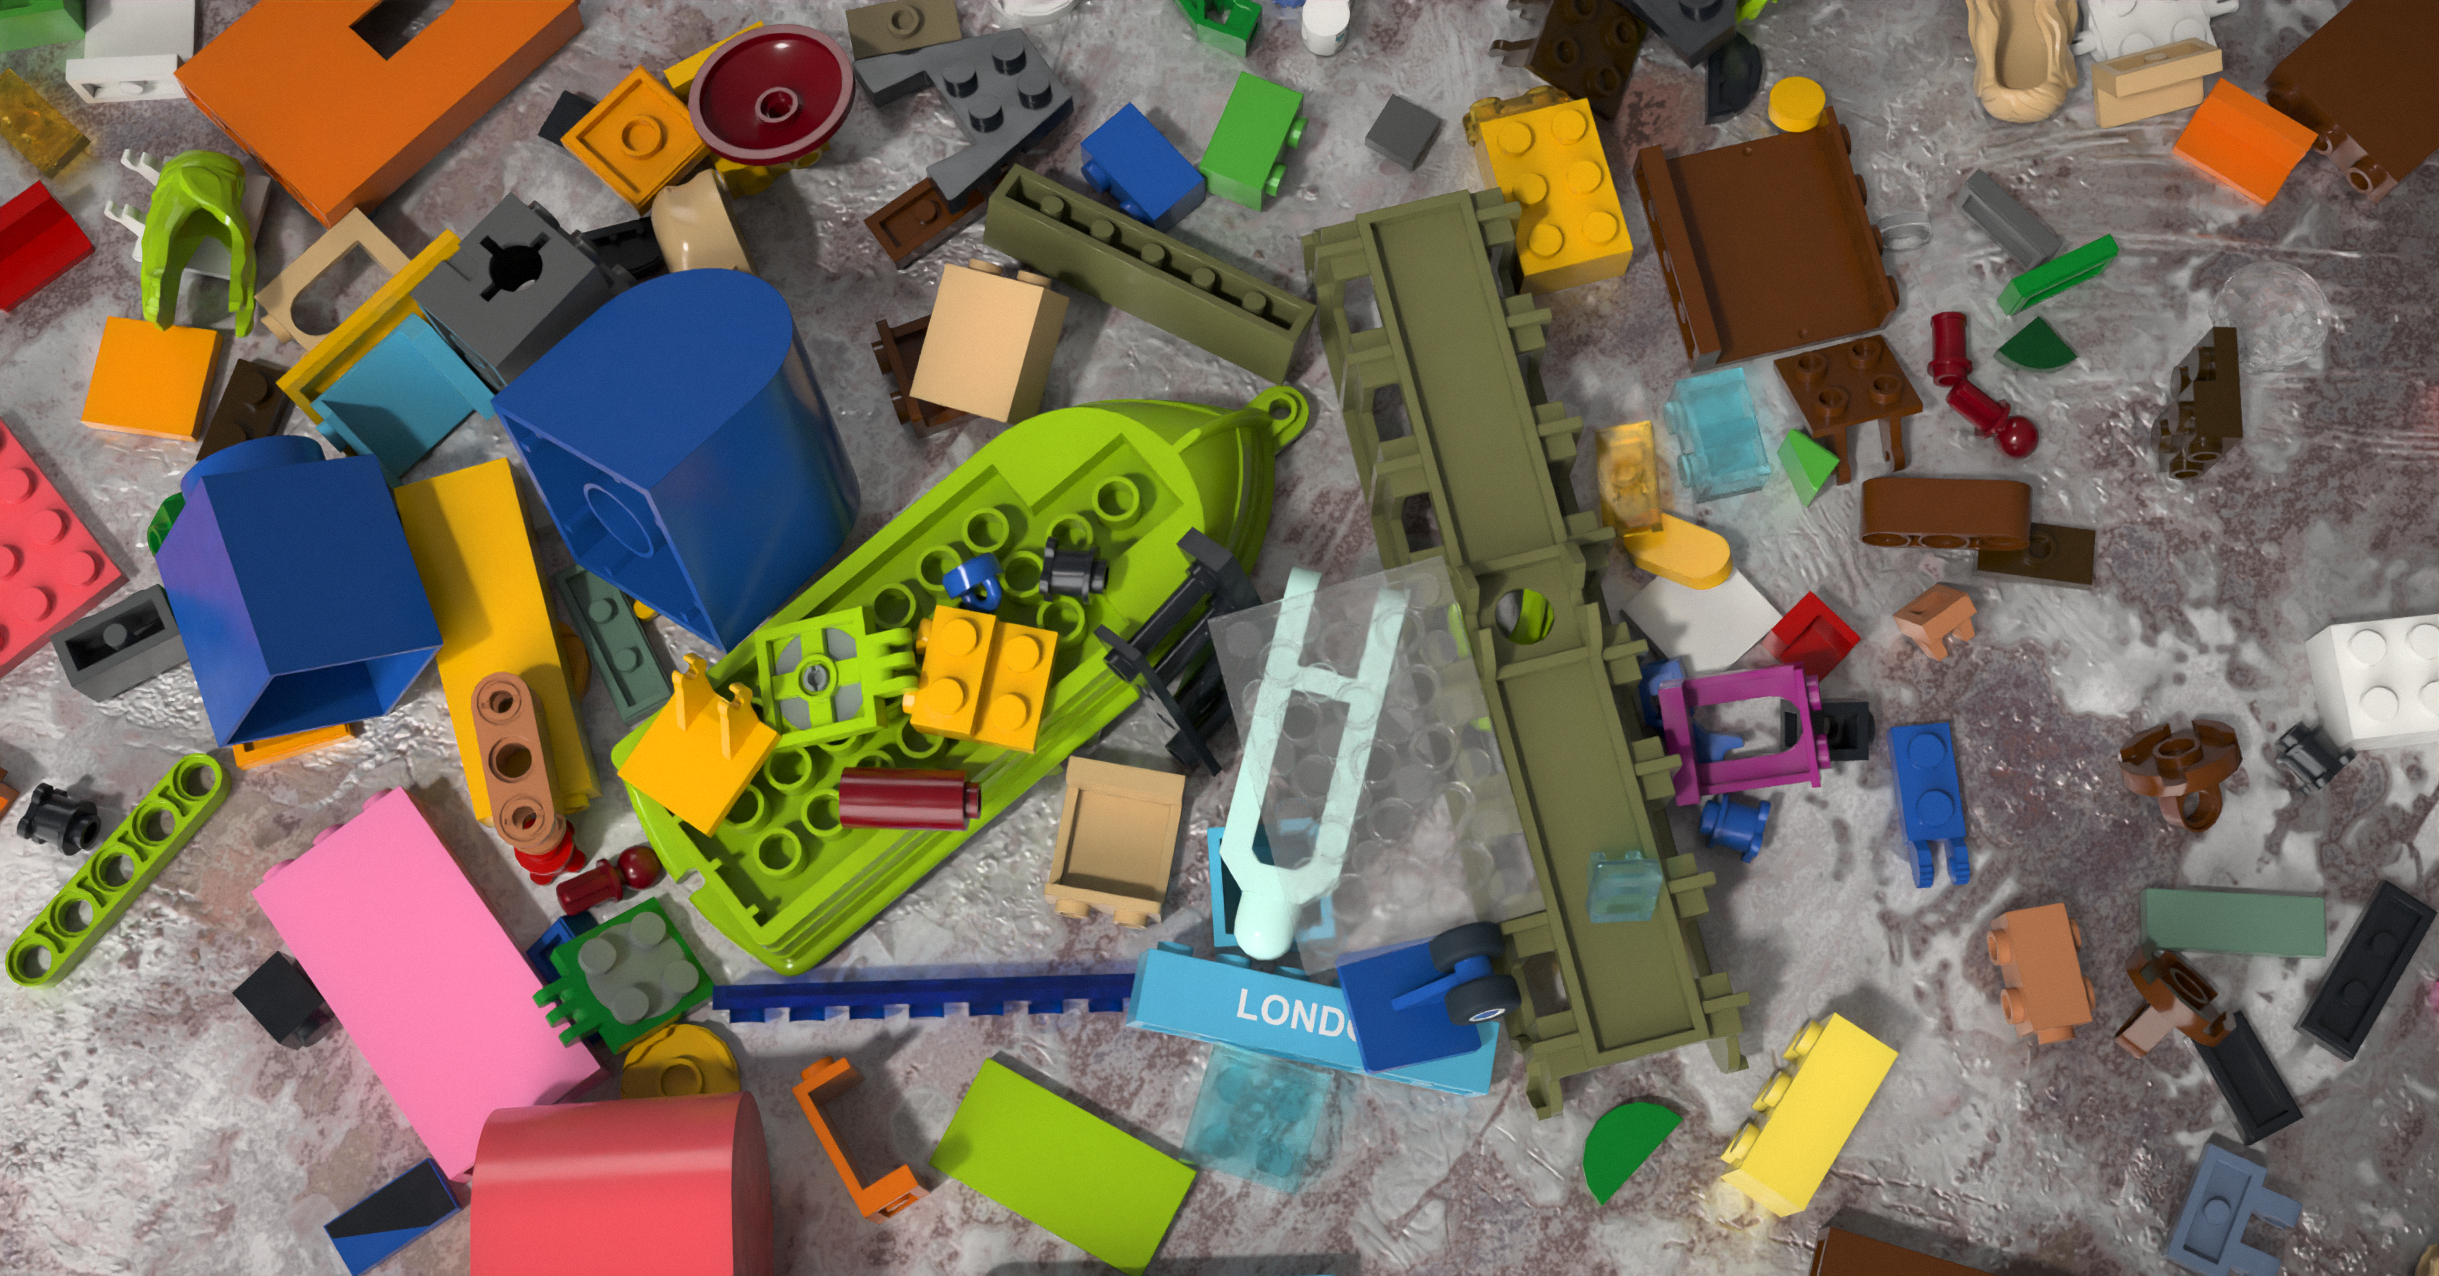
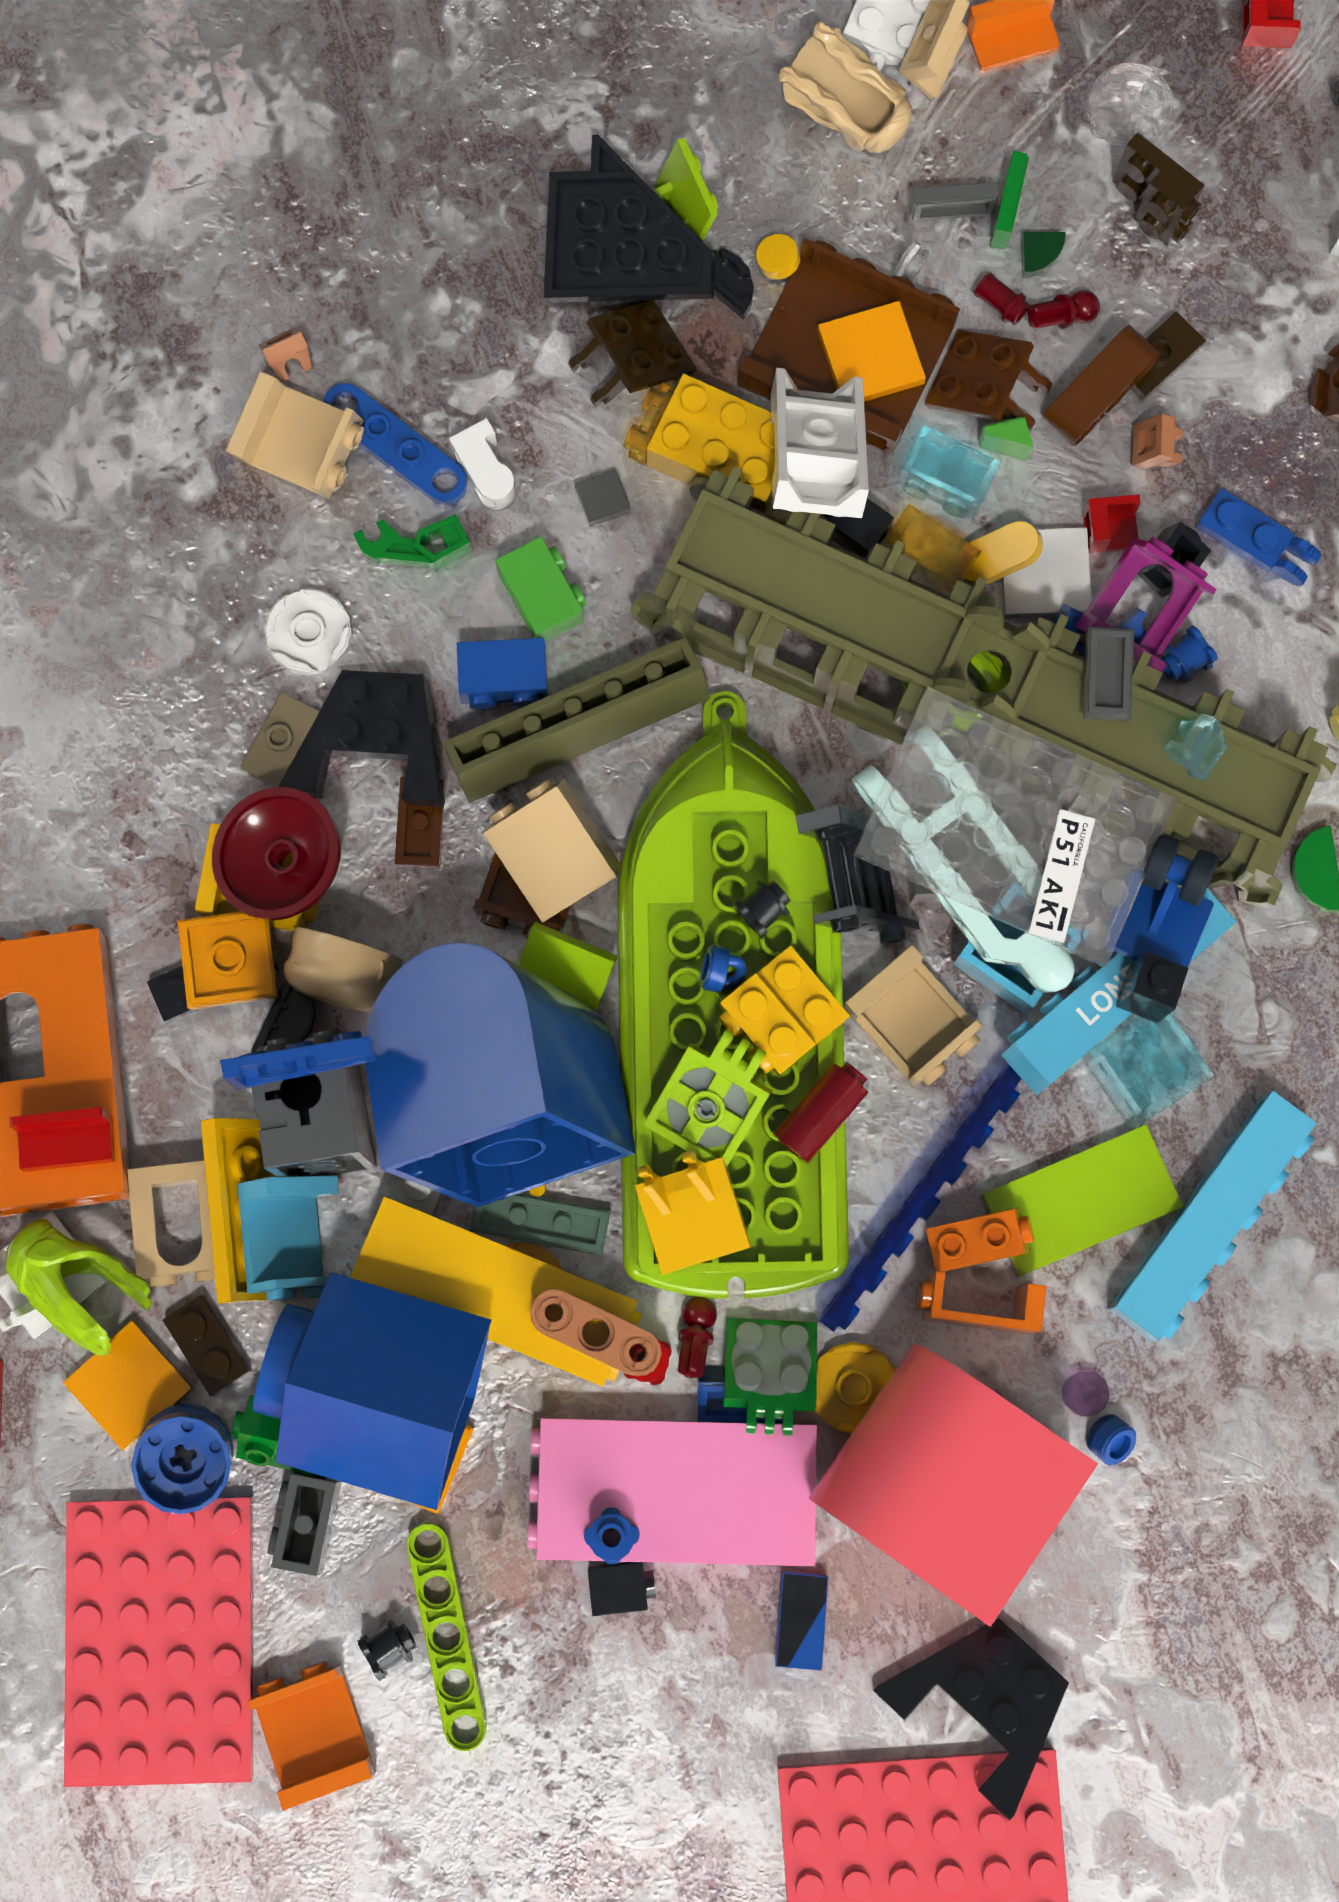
camera: 55 degrees left, 5 degrees up
(74, 468) = (172, 1482): none -> blue wheel
(331, 119) = (64, 1138): none -> red panel
(338, 948) = (611, 1519): none -> blue brick
(531, 232) = (298, 1060): none -> blue wing
(885, 457) = (568, 963): none -> lime tile
(929, 1087) = (980, 1239): none -> orange brick
(1328, 1047) = (1152, 987): none -> black brick
(1358, 849) = (1061, 876): none -> white sticker
(1588, 385) = (862, 534): none -> black brick
(1608, 266) = (819, 448): none -> white piece
(1619, 732) = (1108, 674): none -> dark grey tile
(1775, 267) = (873, 347): none -> light orange tile

